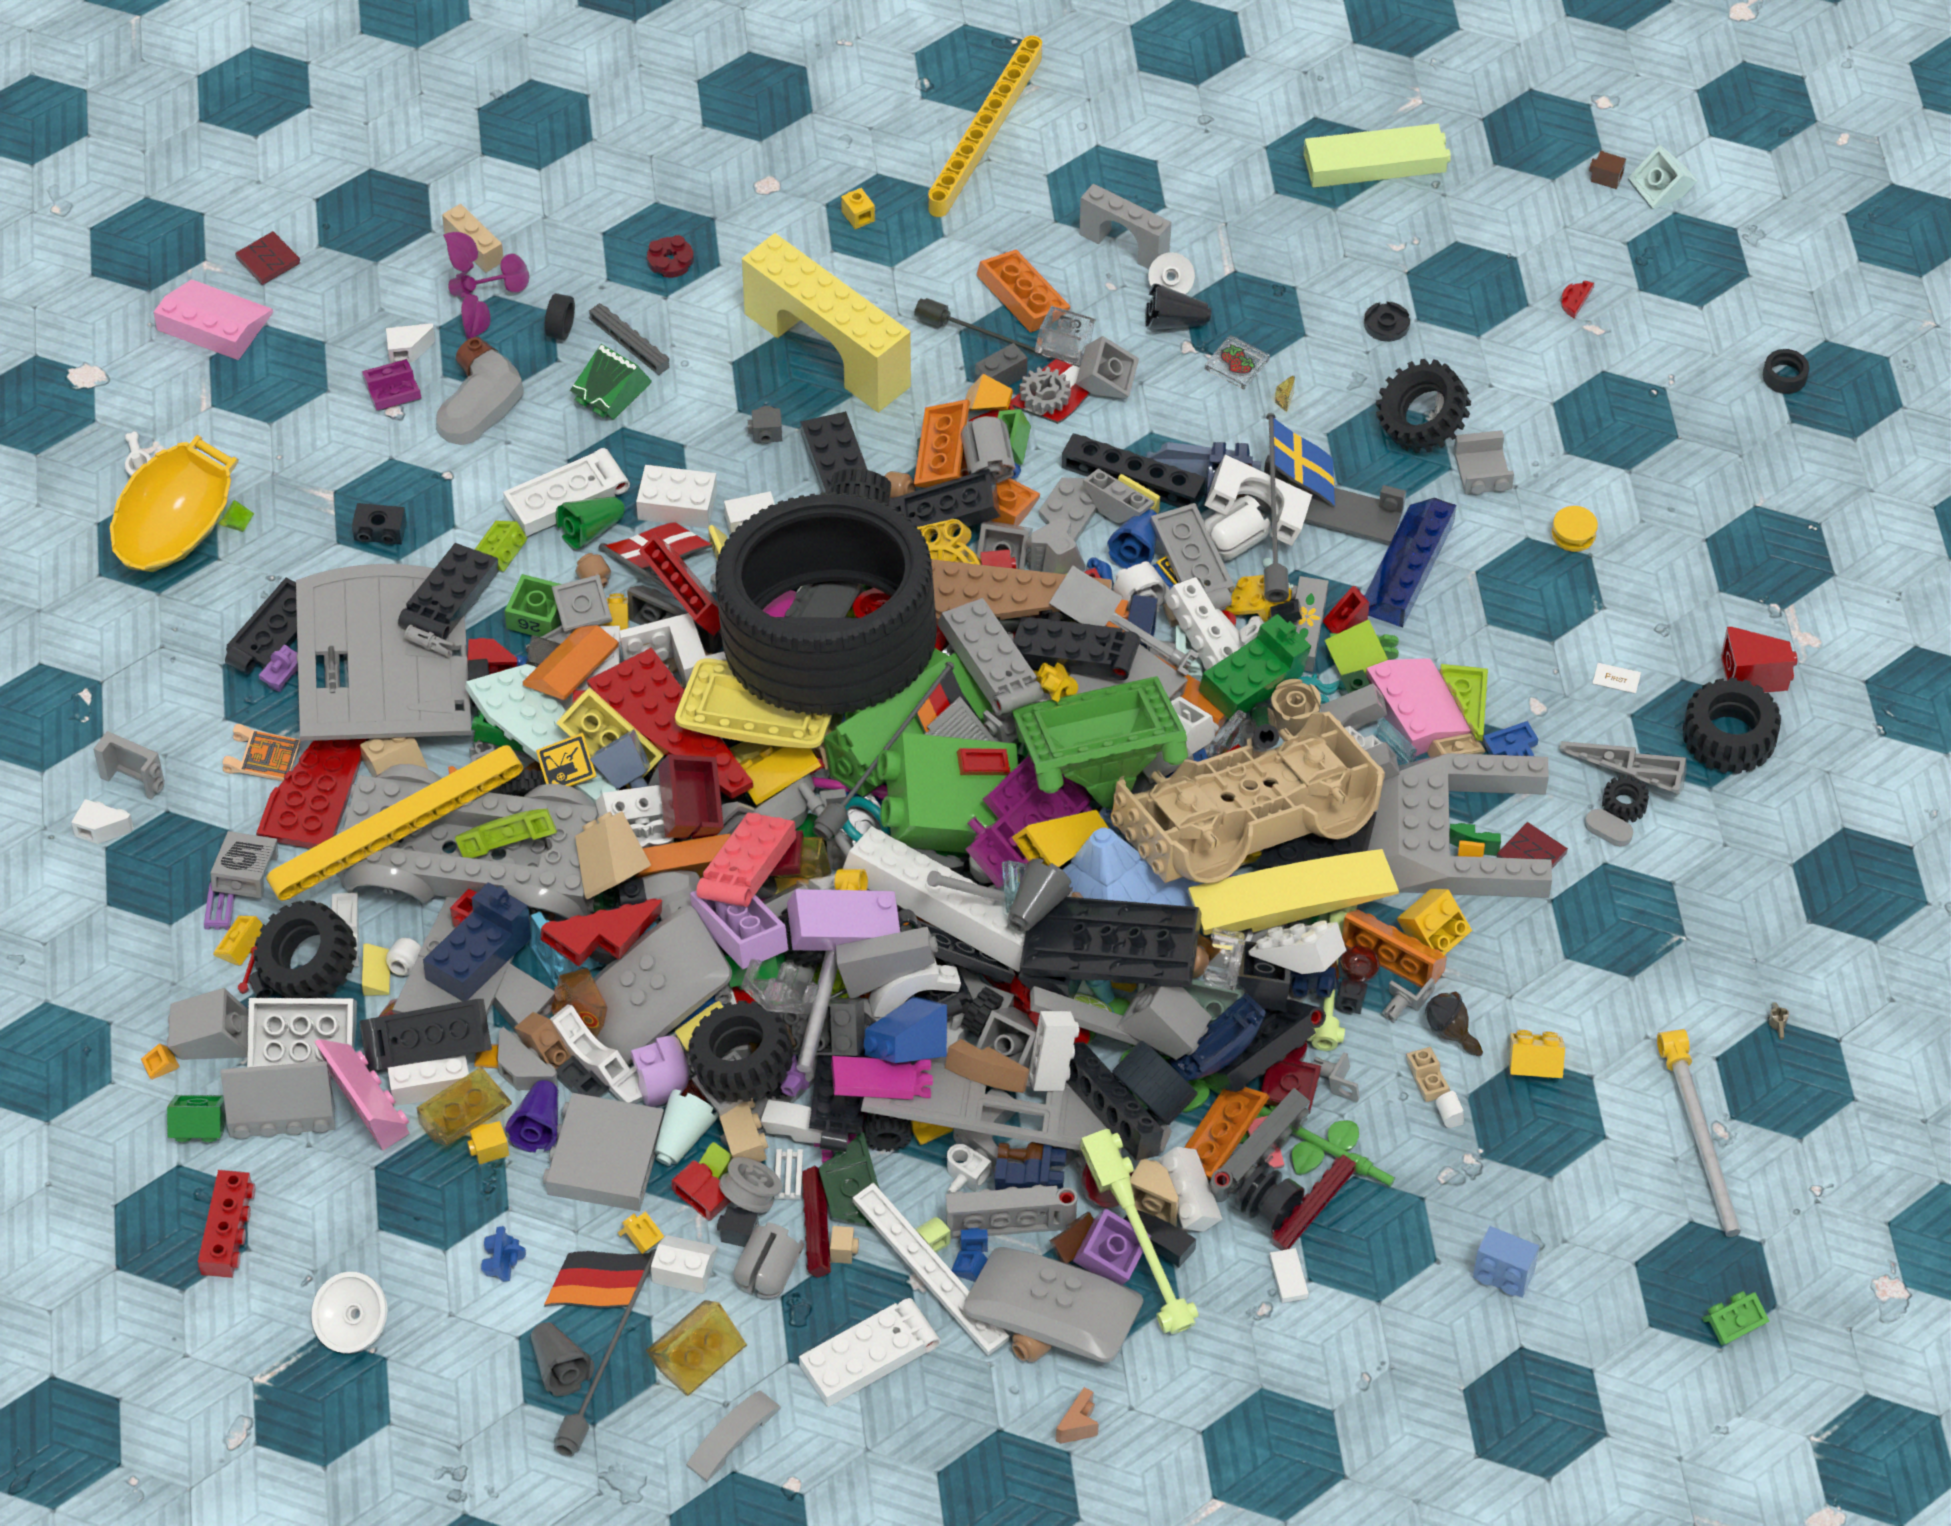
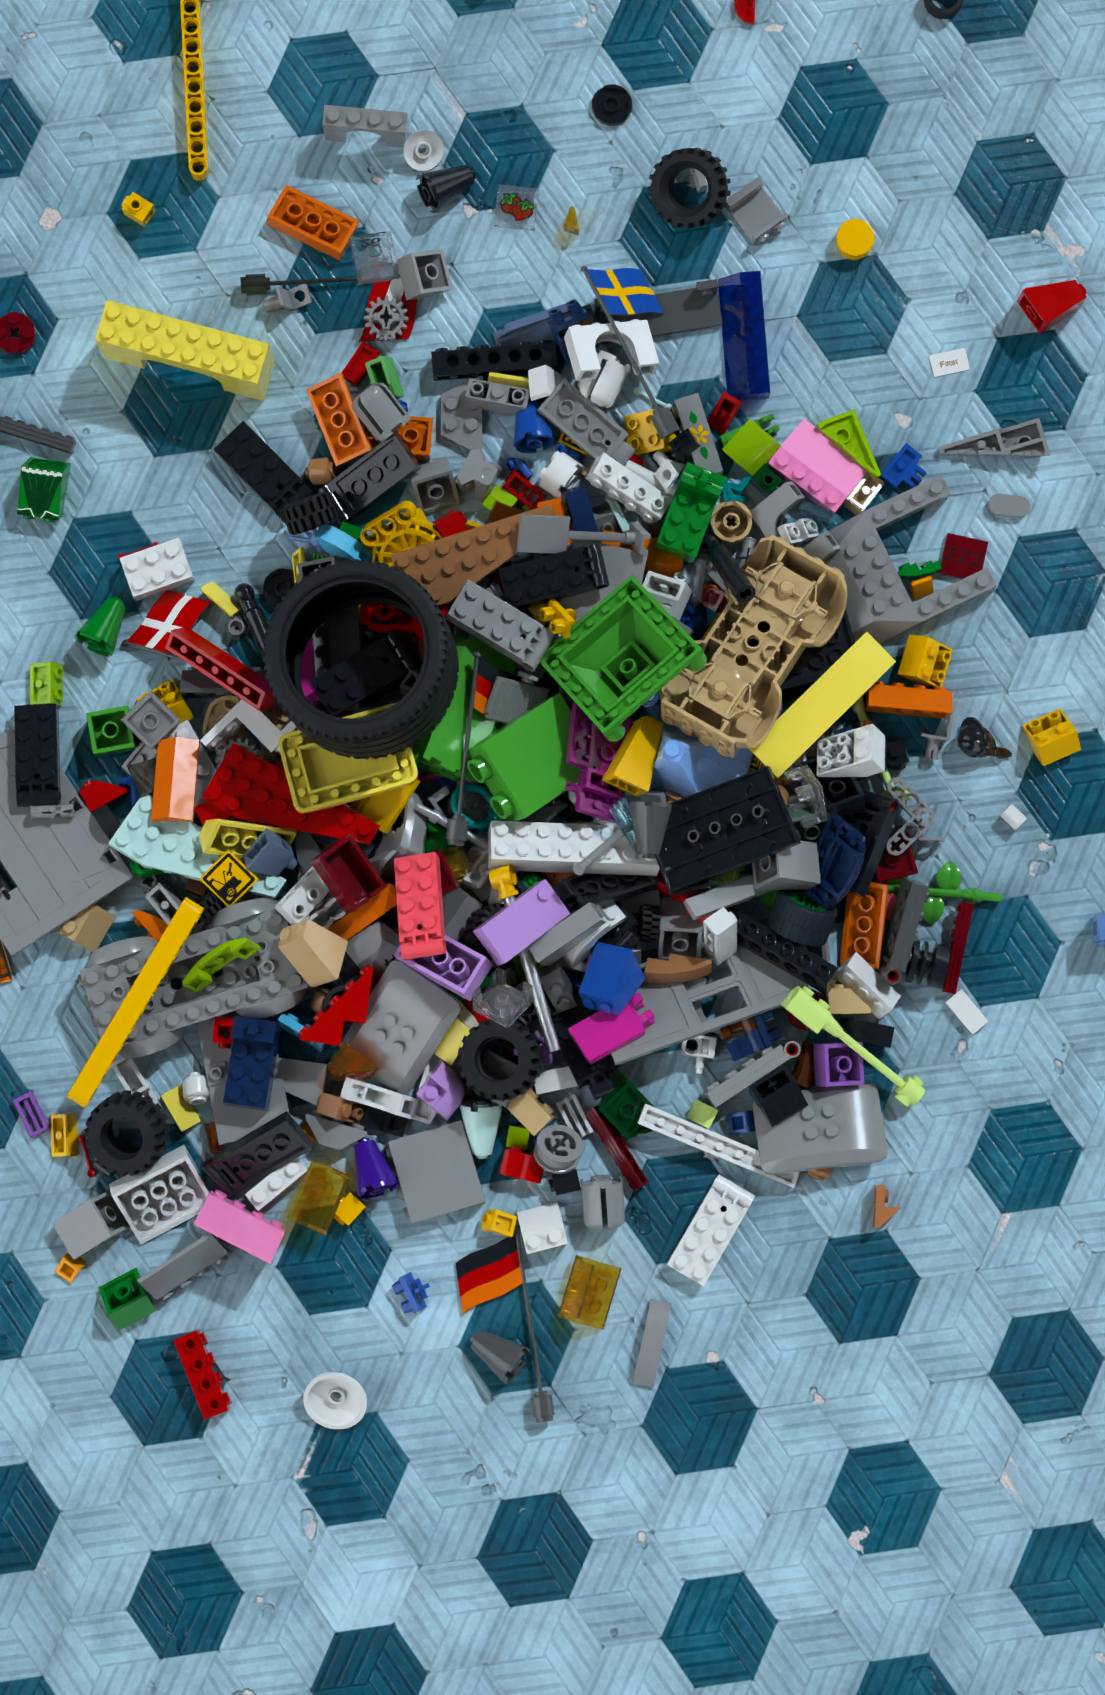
camera: 30 degrees left, 30 degrees up
(243, 864) = (30, 1075): light grey panel -> none
(313, 794) = (43, 990): red wing -> none
(590, 477) = (69, 609): white hinge -> none
(593, 565) = (133, 673): medium nougat head -> none
(742, 508) = (224, 556): white brick -> none
(766, 425) = (186, 463): dark grey brick -> none
(843, 1244) = (647, 1156): tan plate -> none
(954, 336) = (286, 299): none -> light grey bracket
(974, 1239) = (735, 1102): blue plate -> none
(983, 761) = (547, 727): red tile -> none
(988, 395) = (343, 350): light orange slope -> none
(1003, 366) = (340, 314): dark grey brick -> none
(1024, 1238) = (778, 1095): none -> black slope
(1170, 498) = (542, 381): none -> white slope
(1338, 1048) = (914, 813): none -> light grey beam
(1360, 963) = (891, 725): clear red hair -> none
(1427, 1073) = (981, 792): tan slope -> none
(1630, 788) = (1018, 466): black tyre -> none
(1737, 701) = (1070, 346): black tyre -> none

